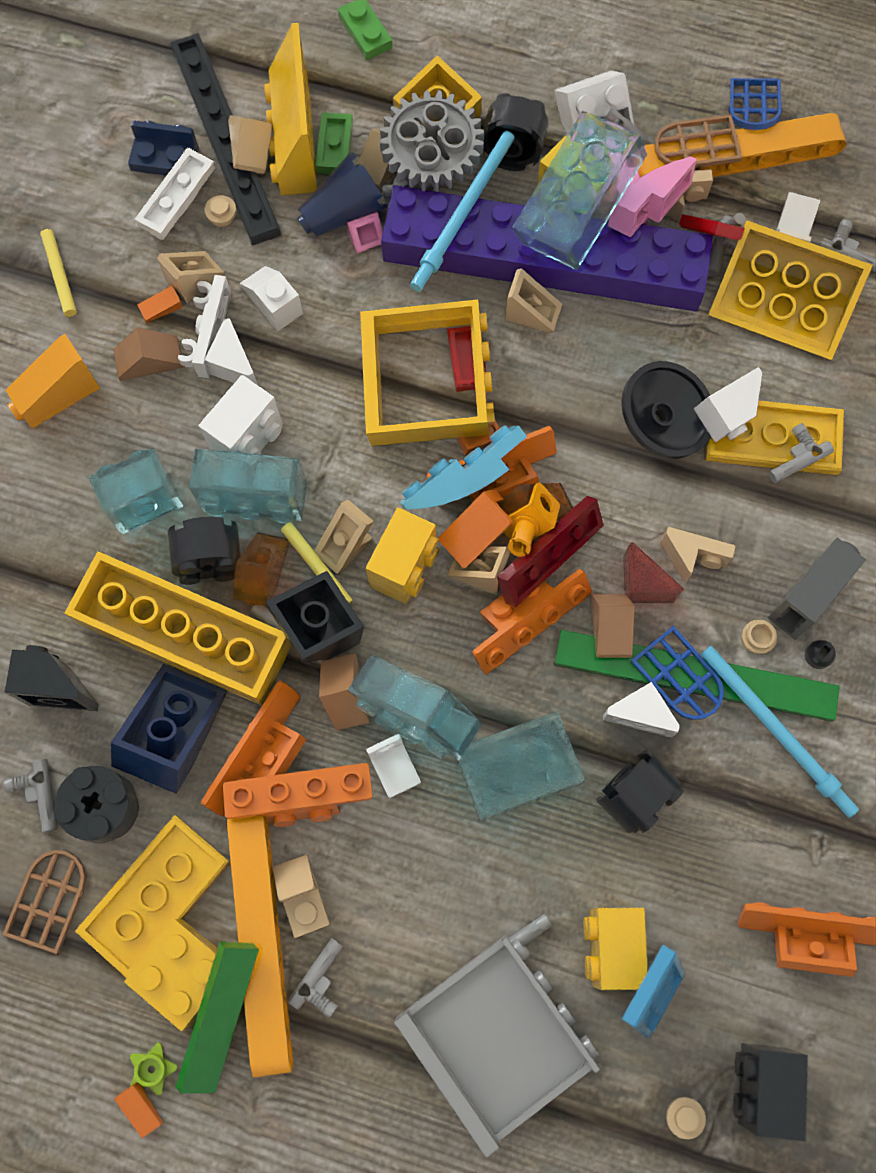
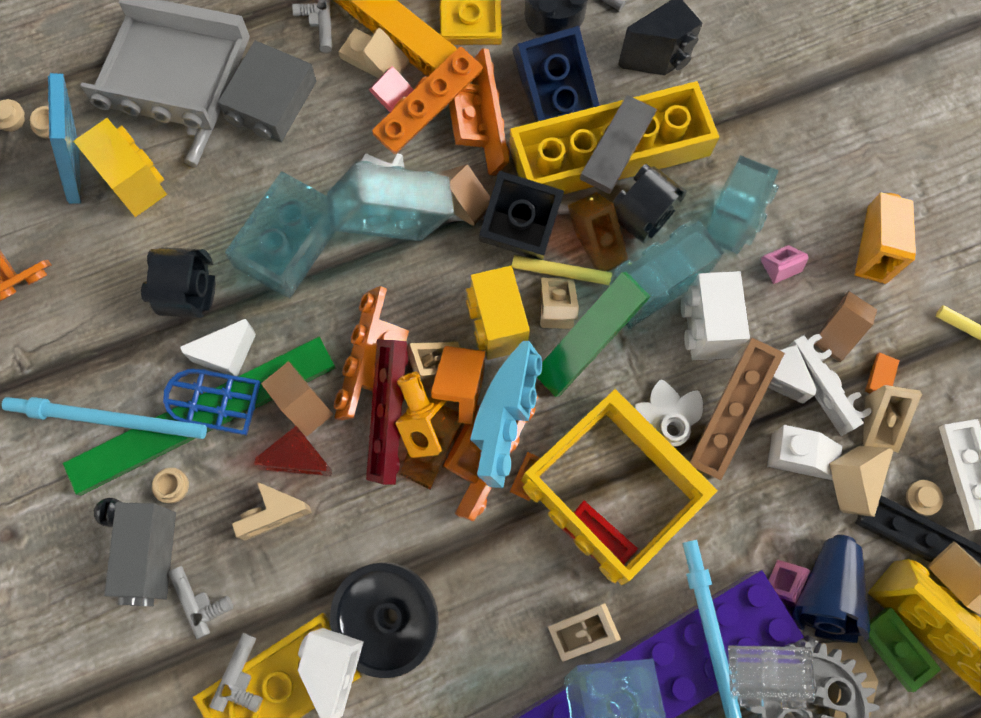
camera: 135 degrees right, 0 degrees up
(142, 434) = (784, 263): none -> bright pink slope
(183, 607) = (618, 144): none -> flat silver tile
(250, 250) = (860, 479): none -> tan slope
(292, 353) = (736, 408): none -> medium nougat plate
(315, 842) = (390, 88): none -> tile
(333, 400) = (669, 409): none -> white plate
(345, 478) = (592, 333): none -> green tile
(427, 931) = (267, 91): none -> dark grey brick
(444, 165) = (771, 675): none -> clear brick
(652, 1076) = (40, 122): none -> tan plate
(795, 533) = (197, 604): none -> light grey hose

